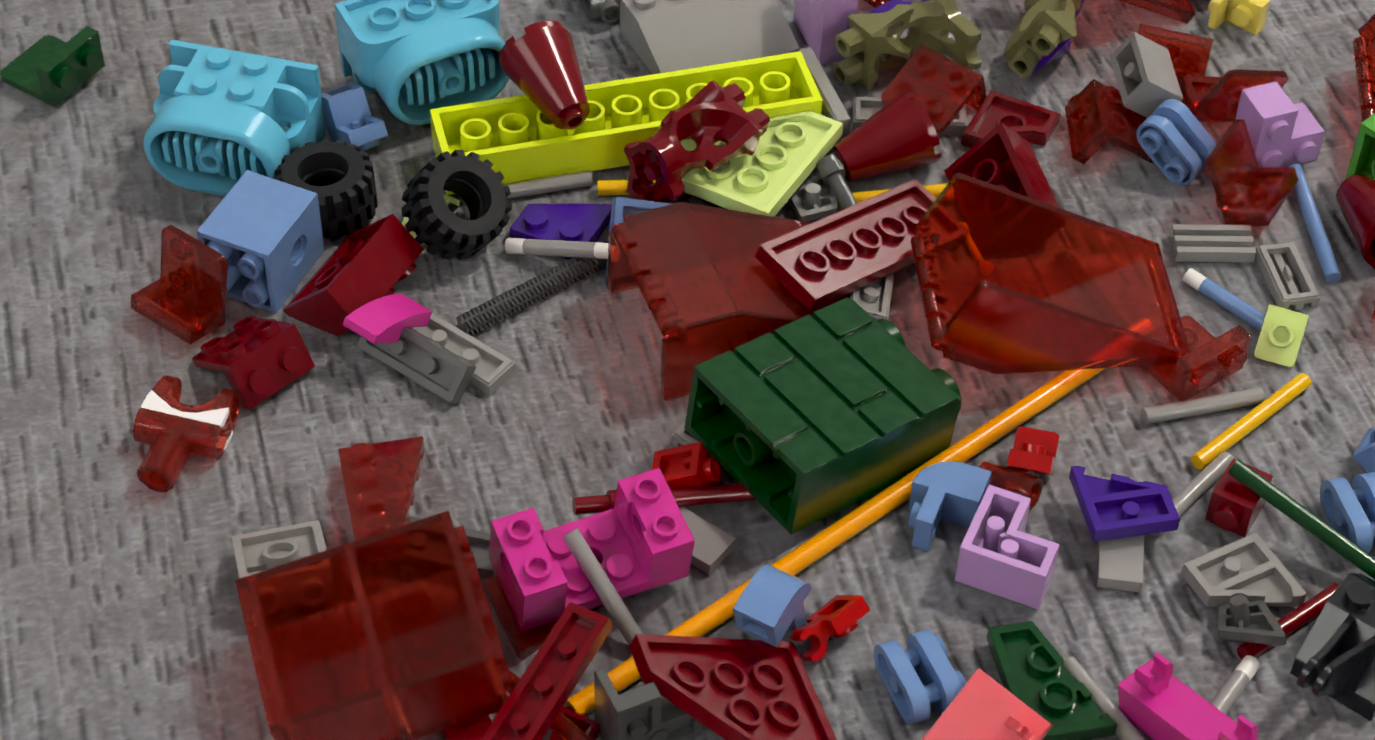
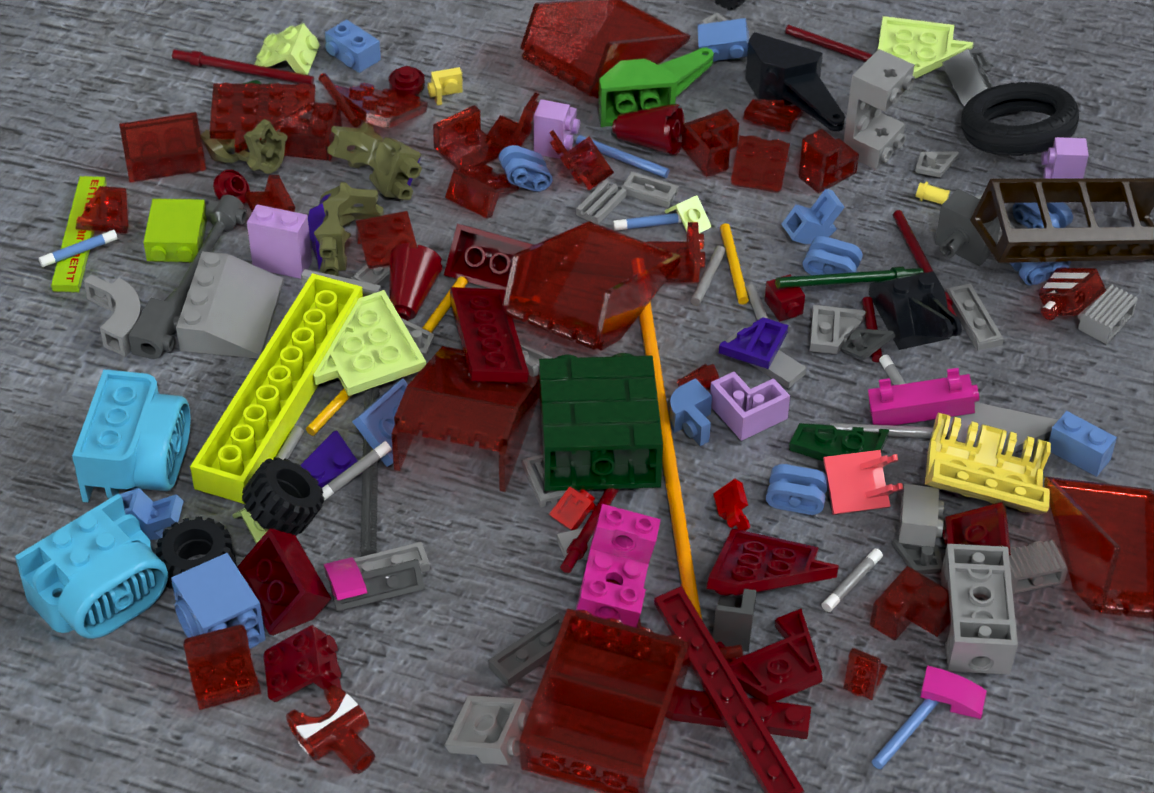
camera: 55 degrees left, 0 degrees up
(380, 483) = (475, 653): clear red wing -> none
(548, 72) = (238, 390): dark red cone -> none
(602, 585) = (636, 580): light grey bar -> none
(707, 118) = (350, 374): dark red hips -> none
(771, 605) = (715, 517): medium blue brick -> none
(833, 174) = (411, 319): dark grey bar -> none
(1025, 119) = (435, 226): dark red tile -> none
(1034, 450) = (688, 357): red bracket -> none
(1144, 74) = (471, 148): light grey brick -> none

